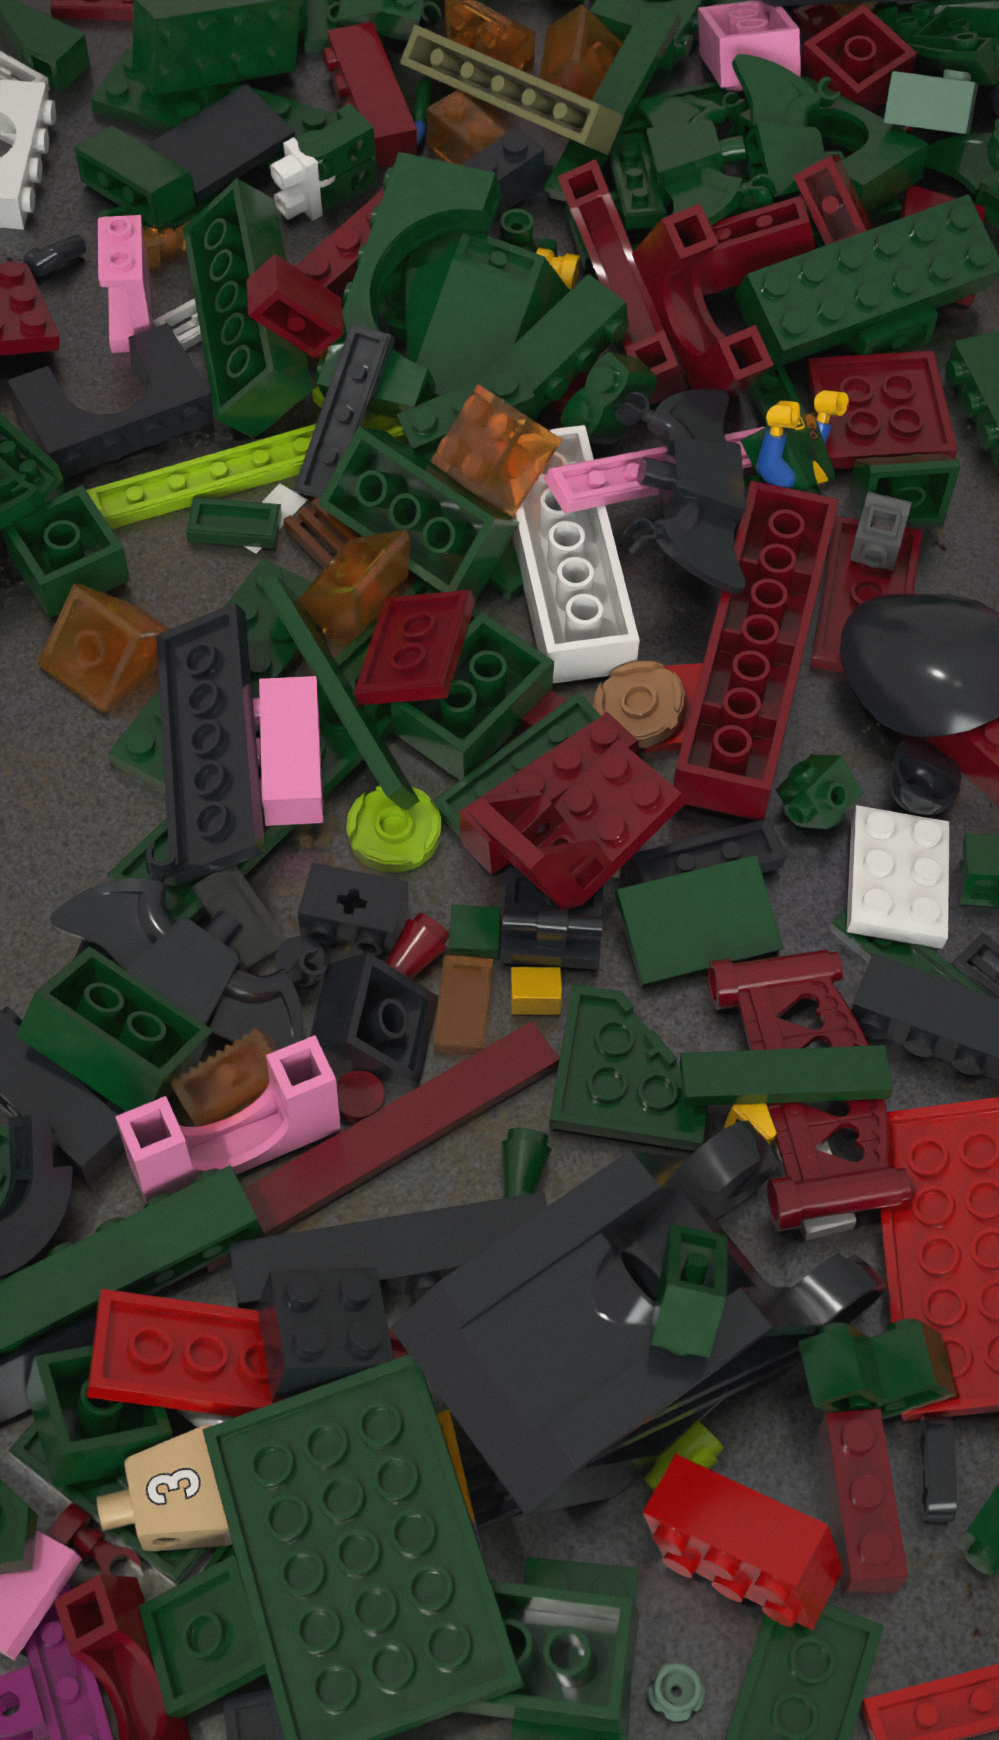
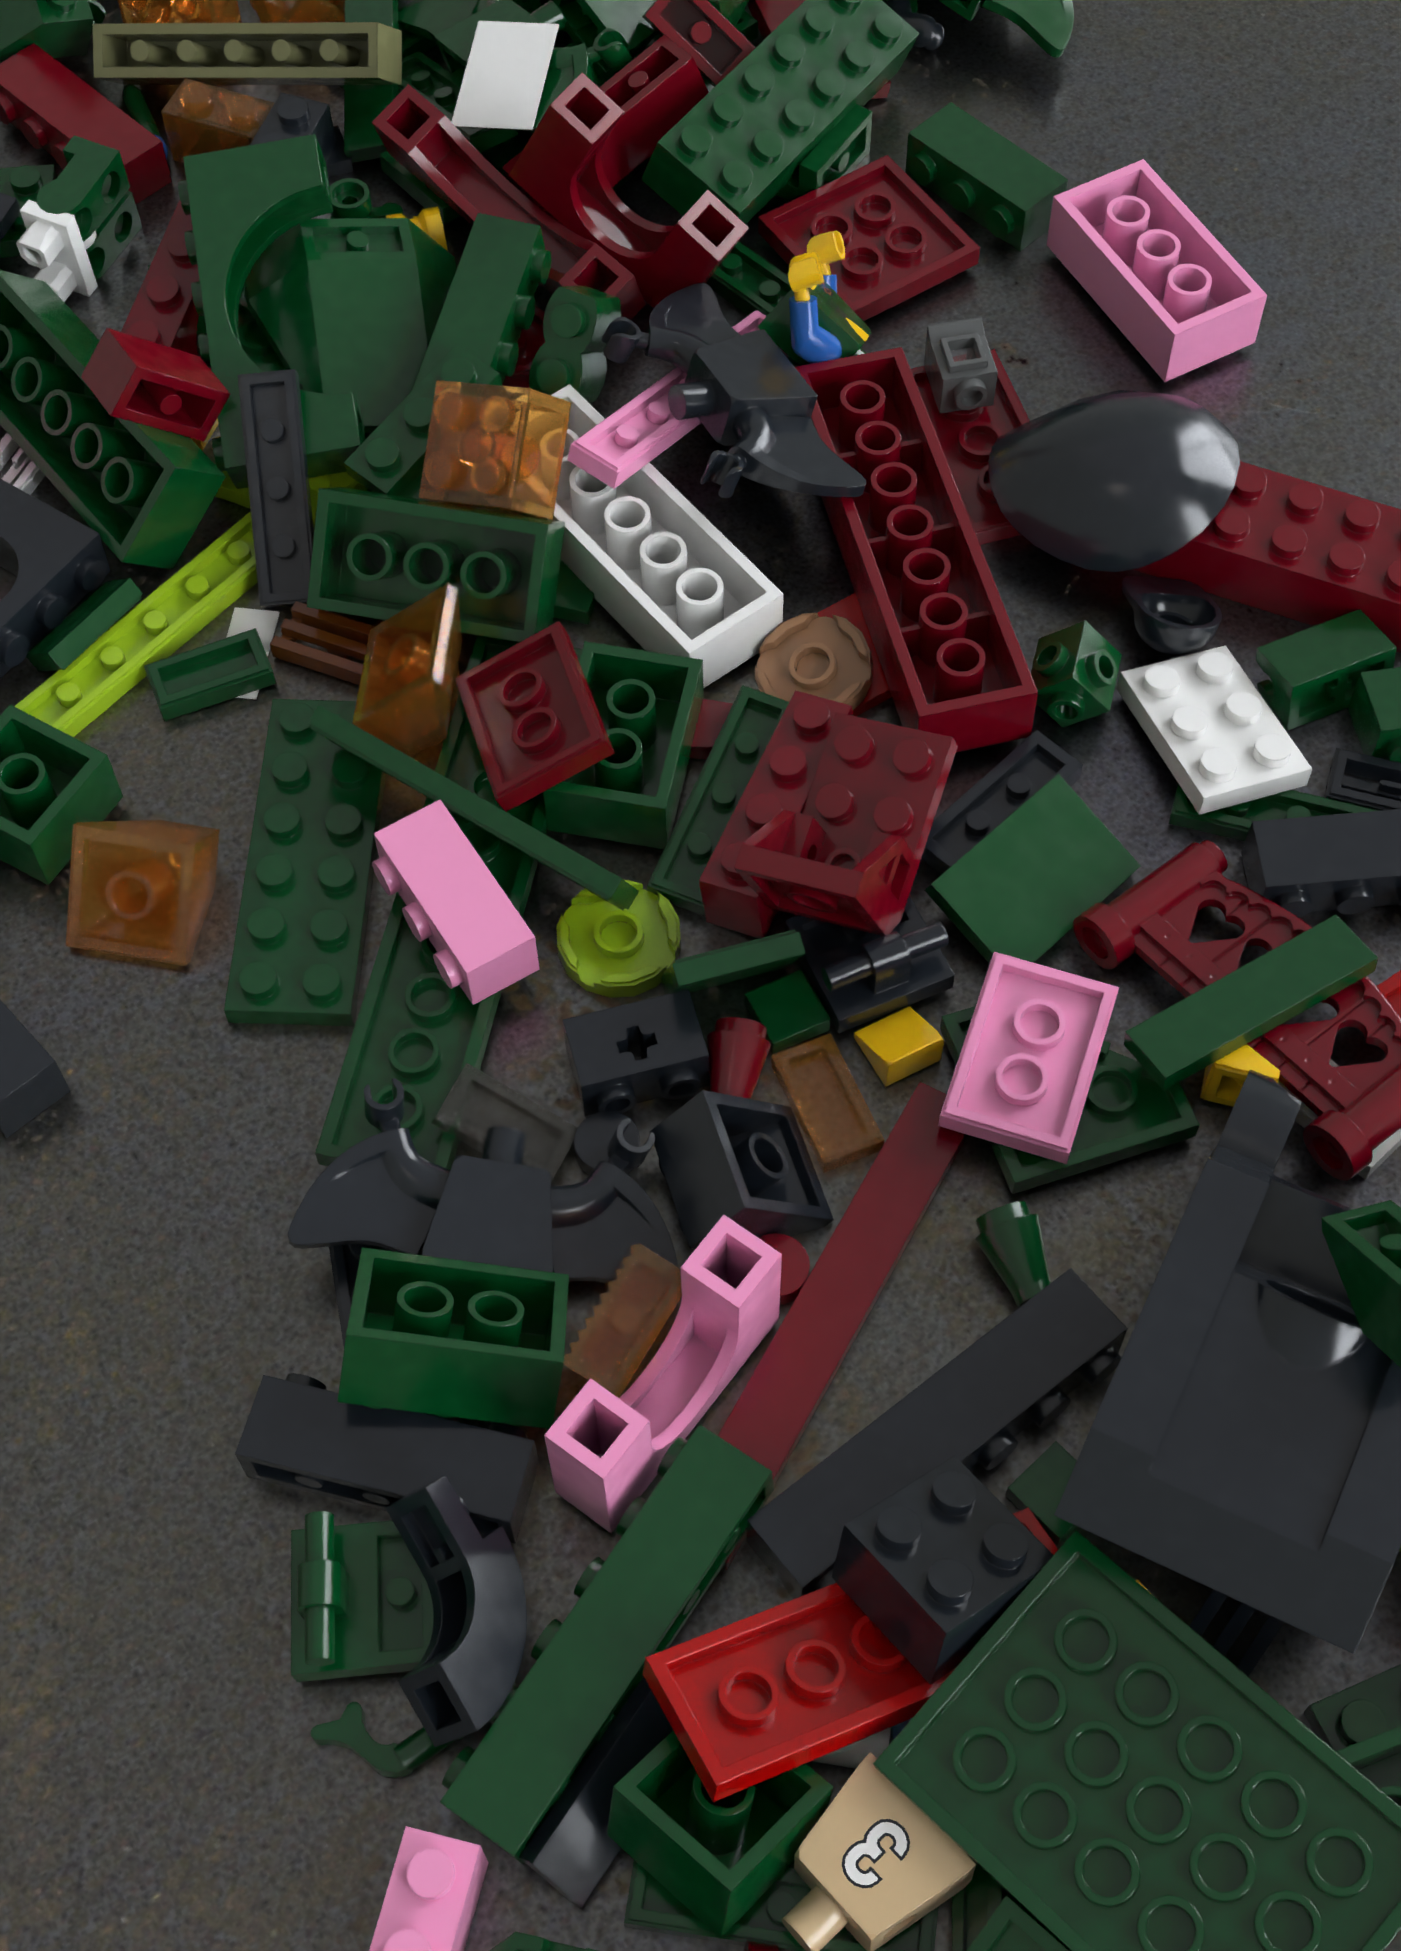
camera: 25 degrees left, 0 degrees up
(171, 452) = (85, 625): none -> dark green tile
(209, 744) = (357, 938): black plate -> none
(446, 878) = (733, 963): none -> dark green tile
(612, 1039) = (1029, 1057): none -> bright pink tile
(673, 178) = (505, 75): none -> white sticker
(916, 478) = (960, 292): dark green slope -> none

